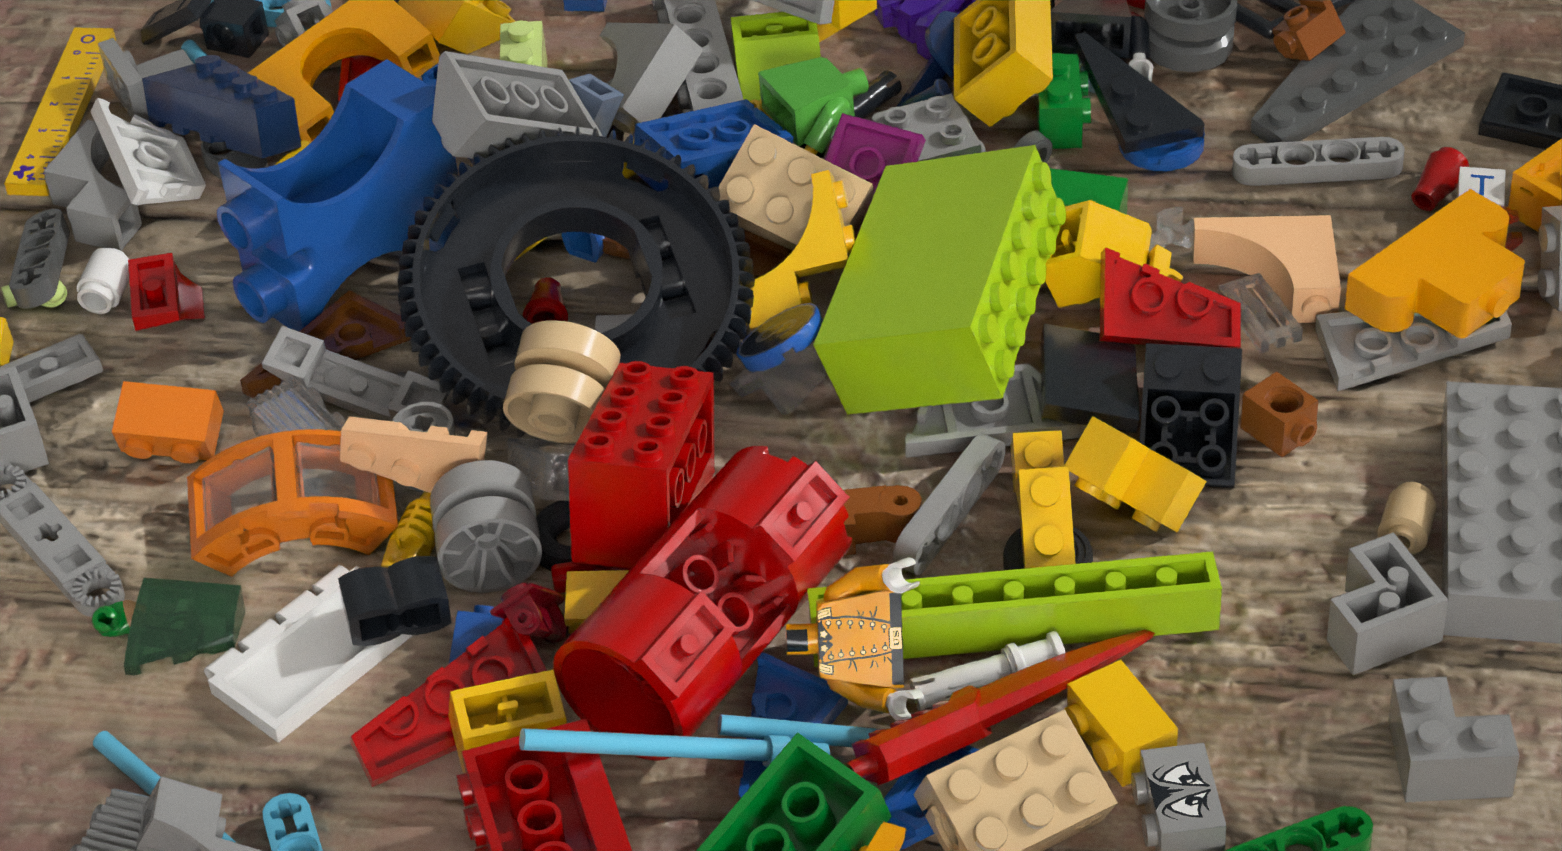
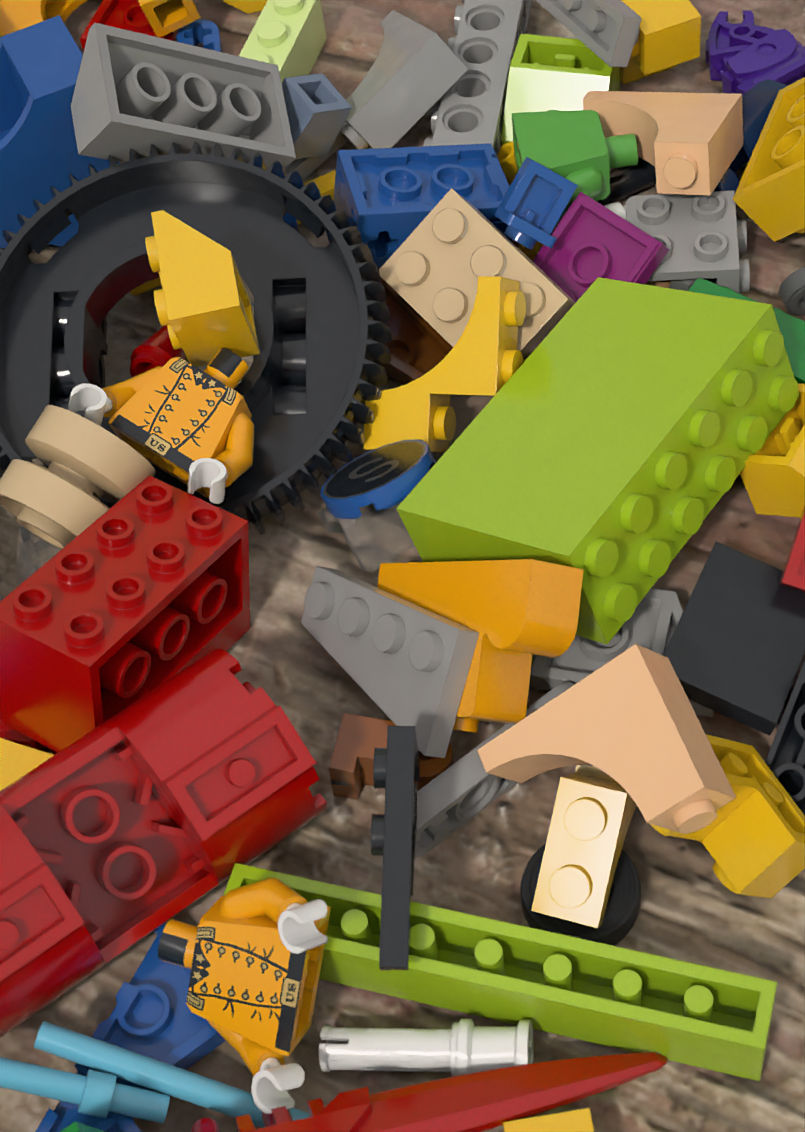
camera: 25 degrees right, 10 degrees up
(609, 226) = (200, 292): none -> yellow slope
(631, 316) = (181, 420): none -> light orange torso
(812, 125) = (534, 204): none -> blue bracket
(853, 438) = (395, 651): none -> light grey wing
(894, 60) = (680, 134): none -> light nougat arch
(905, 408) = (515, 608): none -> light orange brick
(917, 526) = (395, 839): none -> black wing
(1048, 424) = (635, 728): none -> light nougat arch

